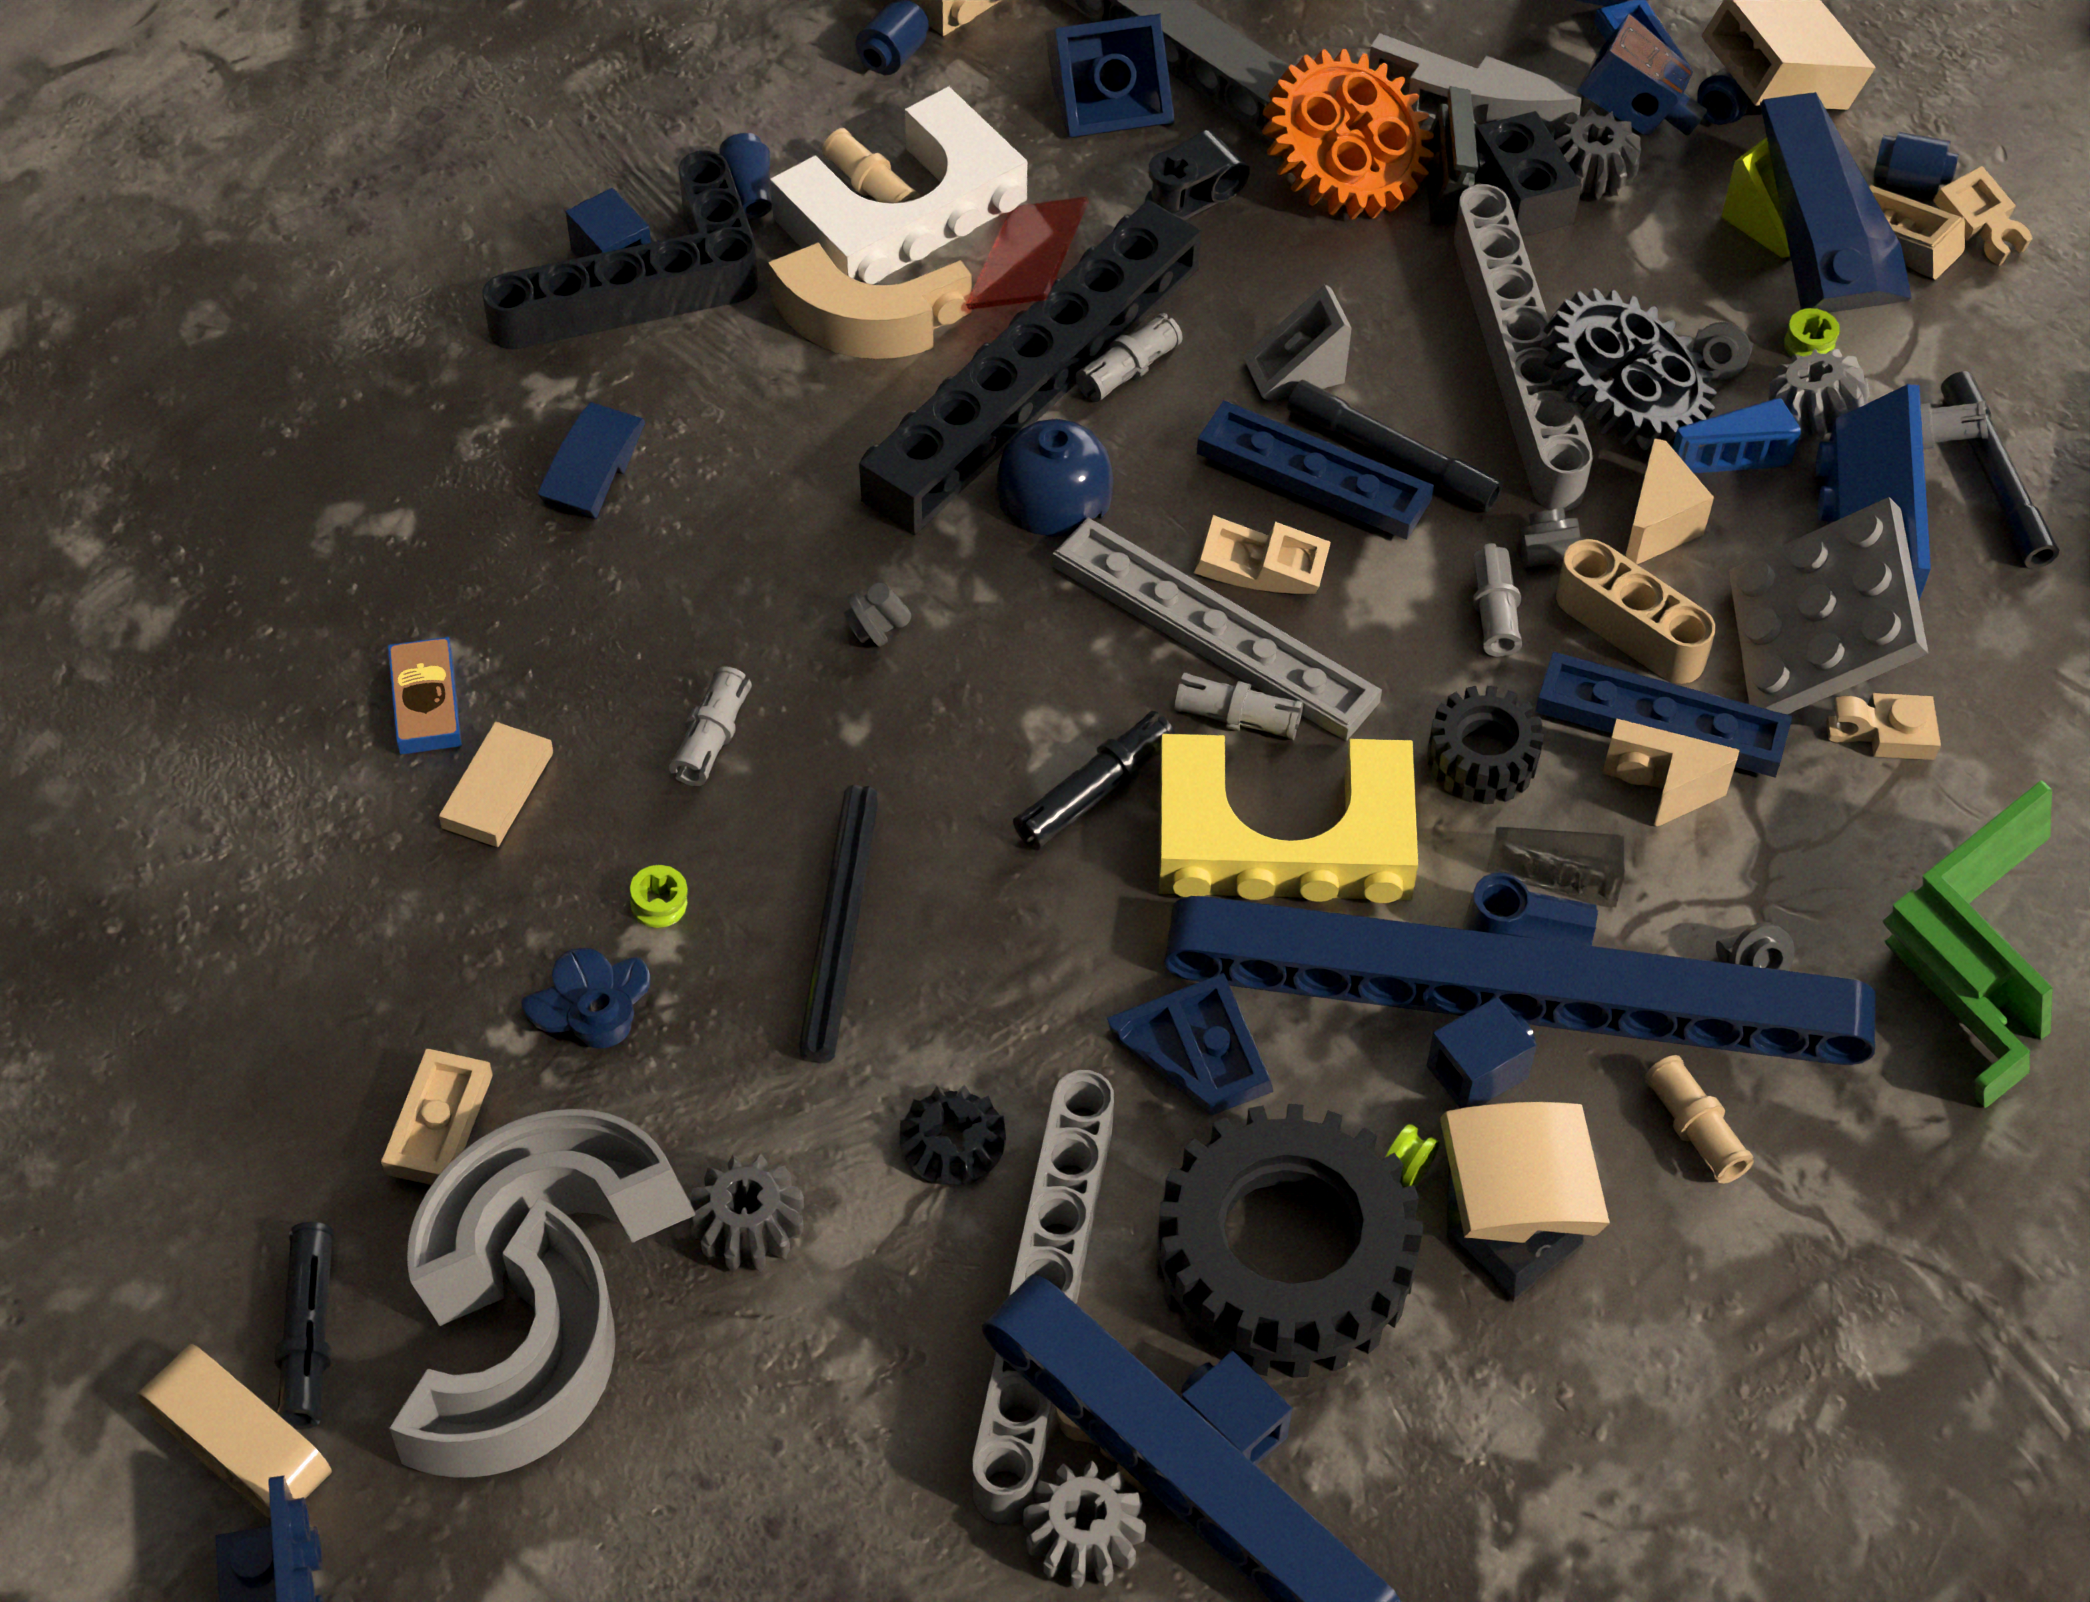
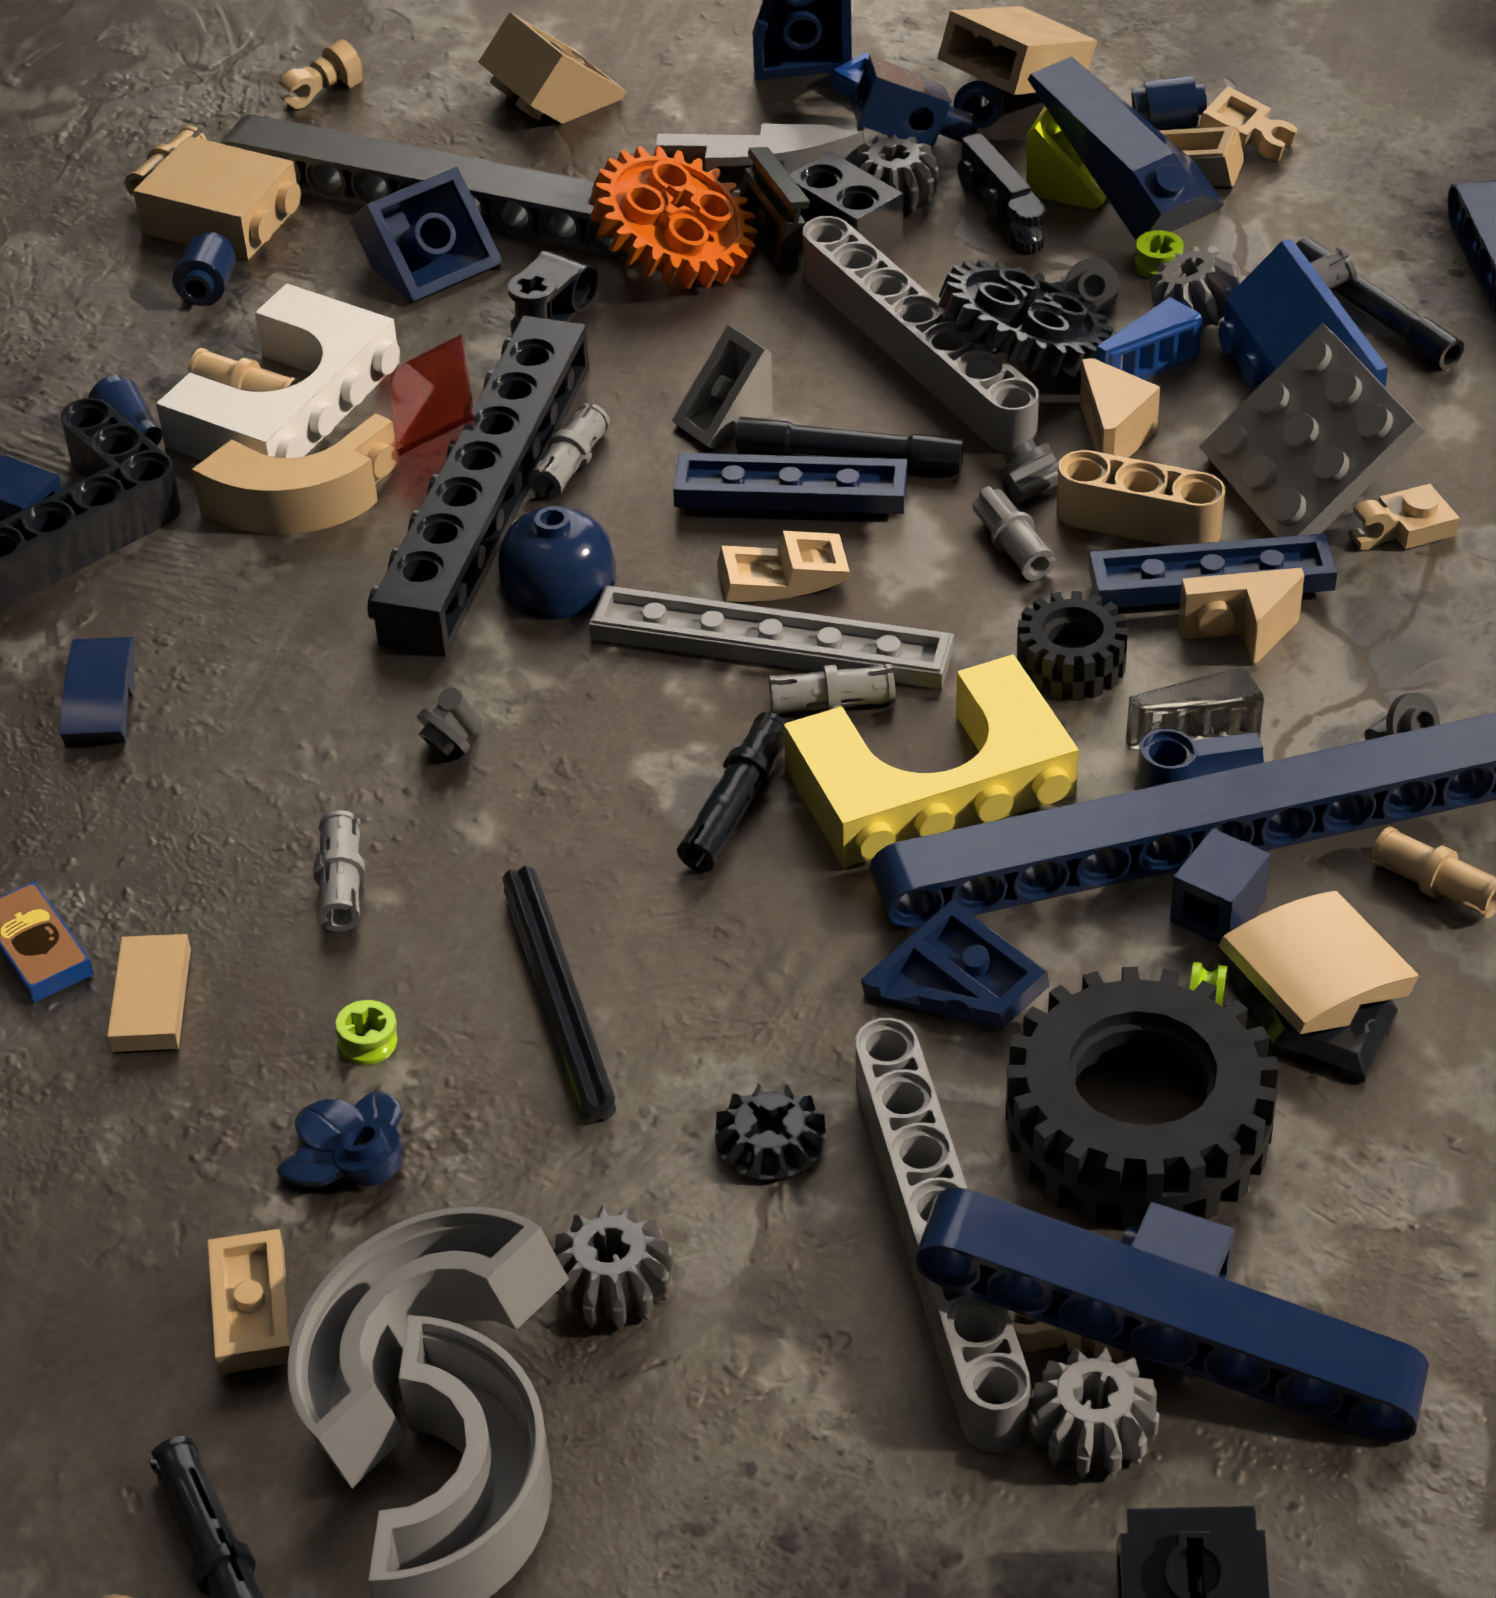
camera: 20 degrees left, 10 degrees down
(1688, 213) = (1002, 193): none -> black hinge

